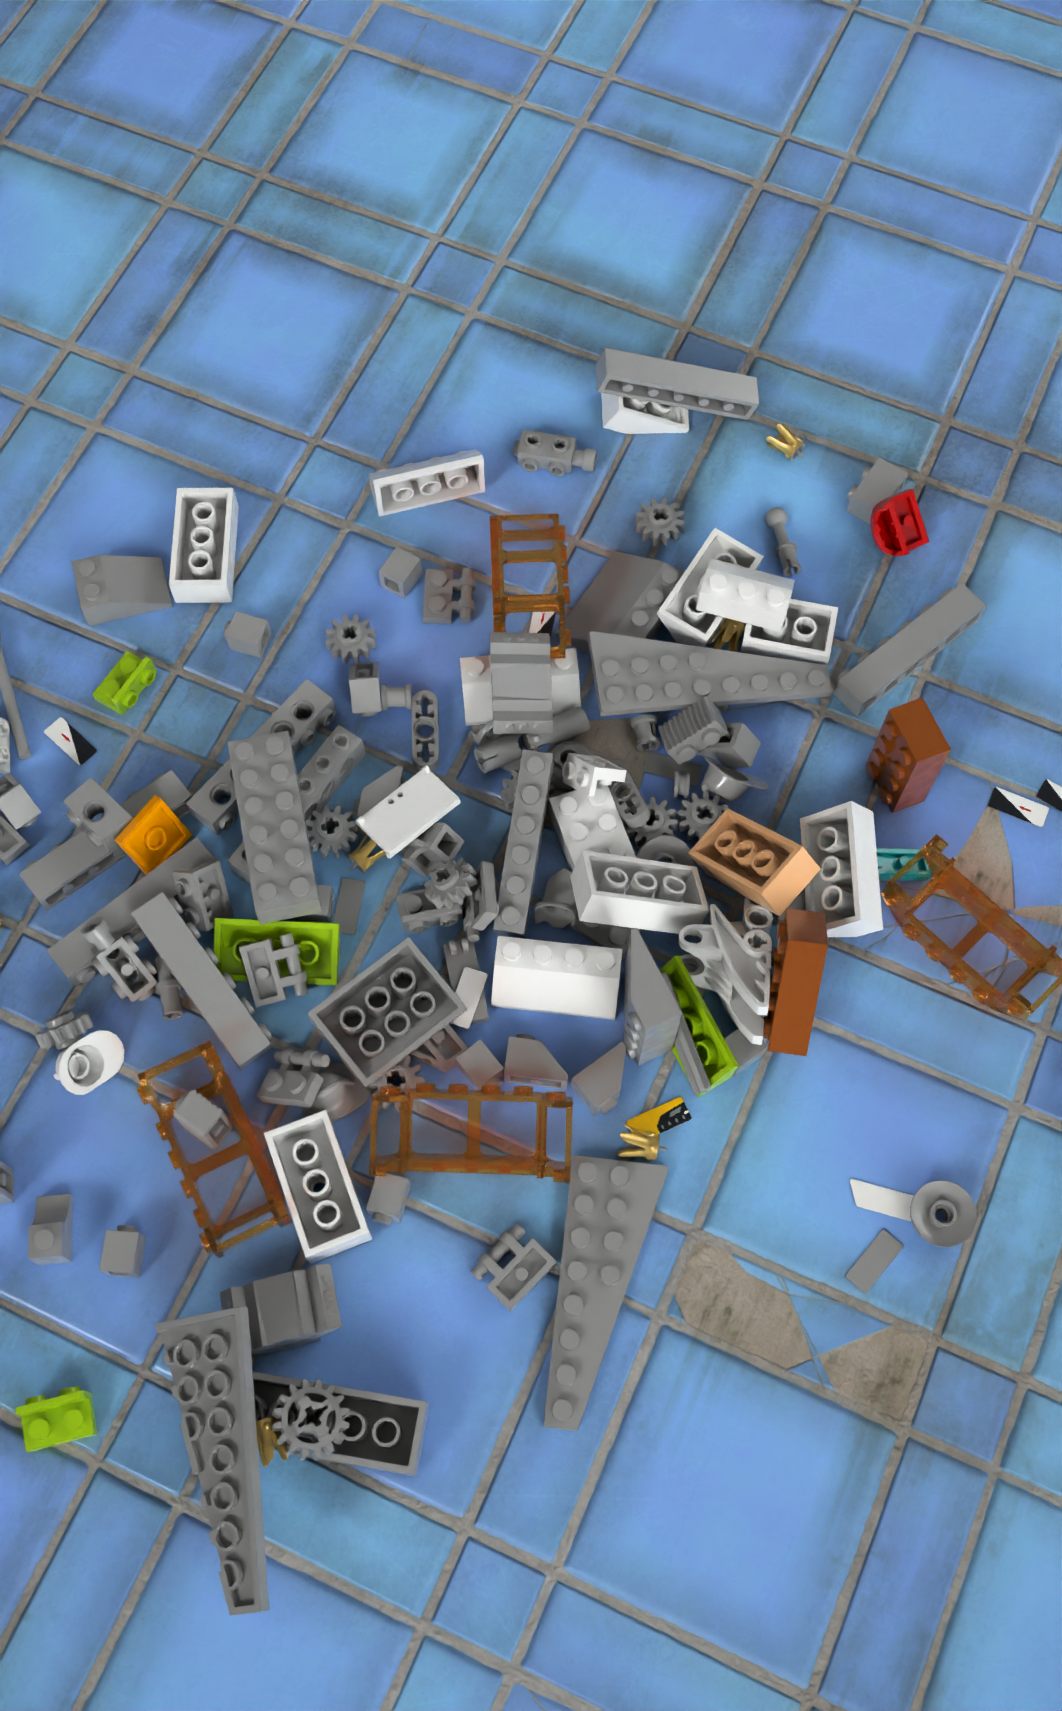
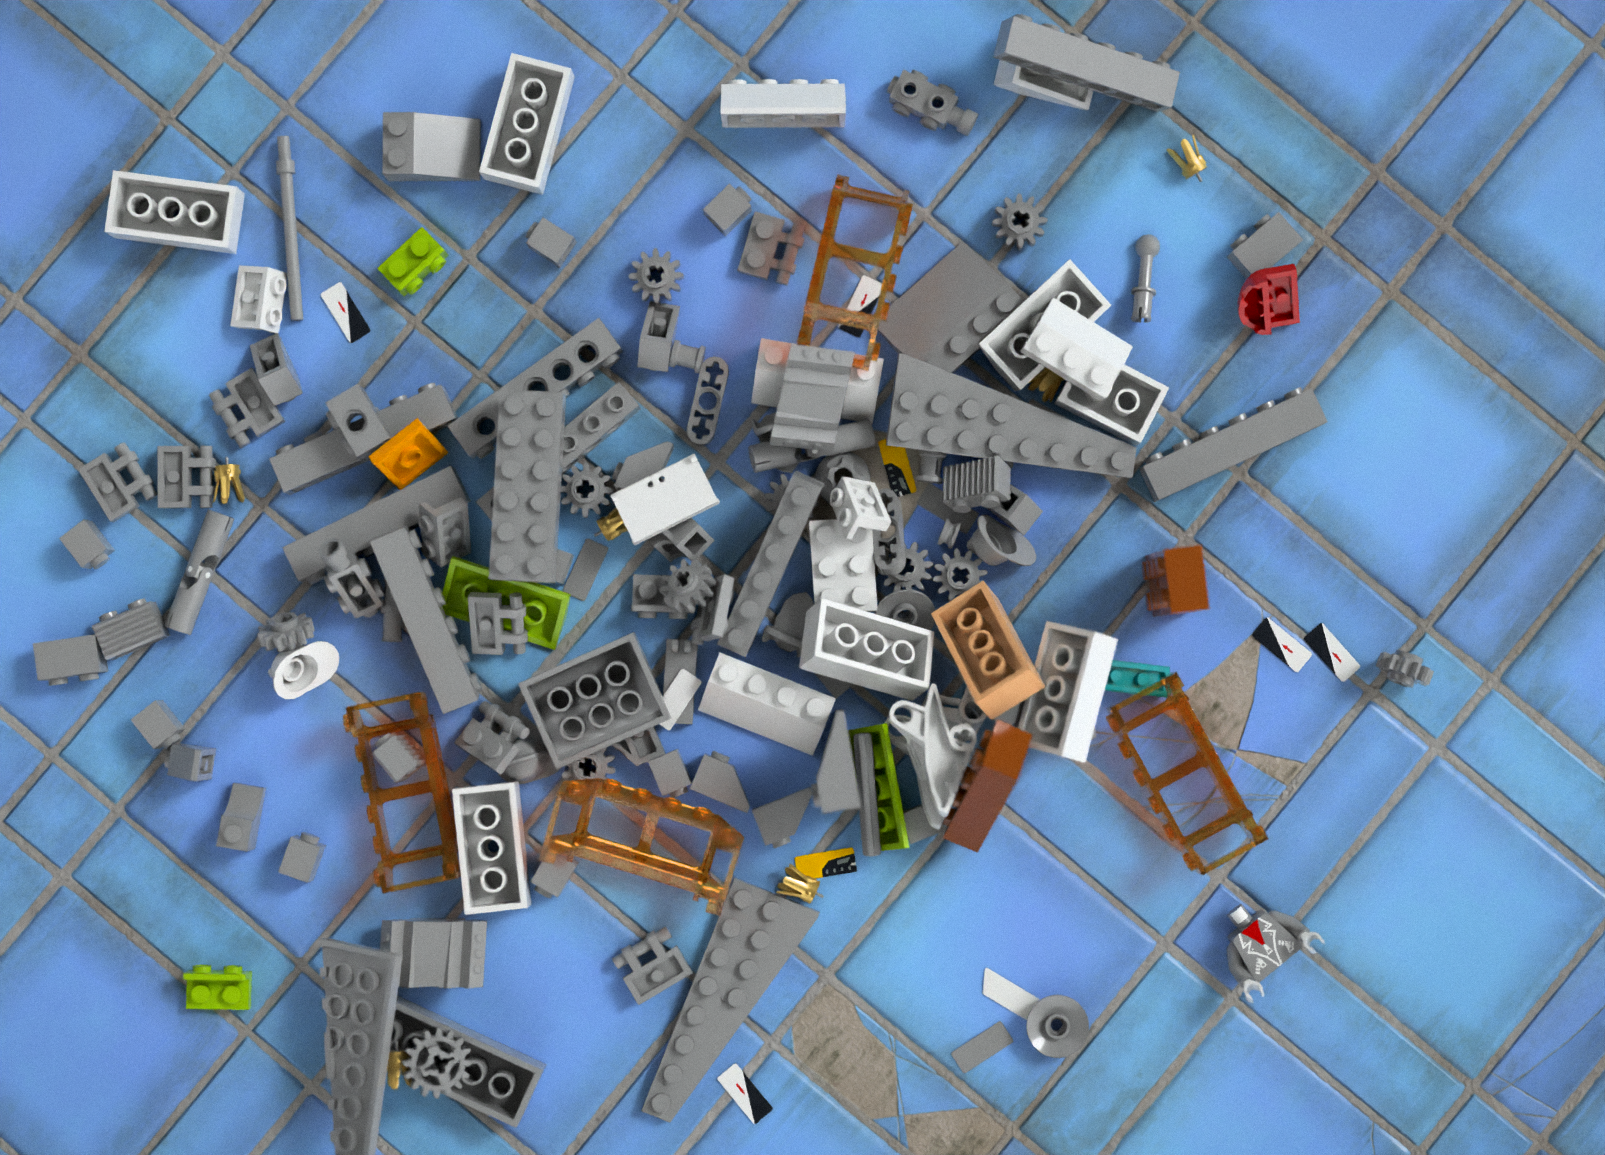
camera: 15 degrees right, 20 degrees up
(614, 743) = (897, 469): none -> sticker
(647, 1379) = (745, 1093): none -> sticker

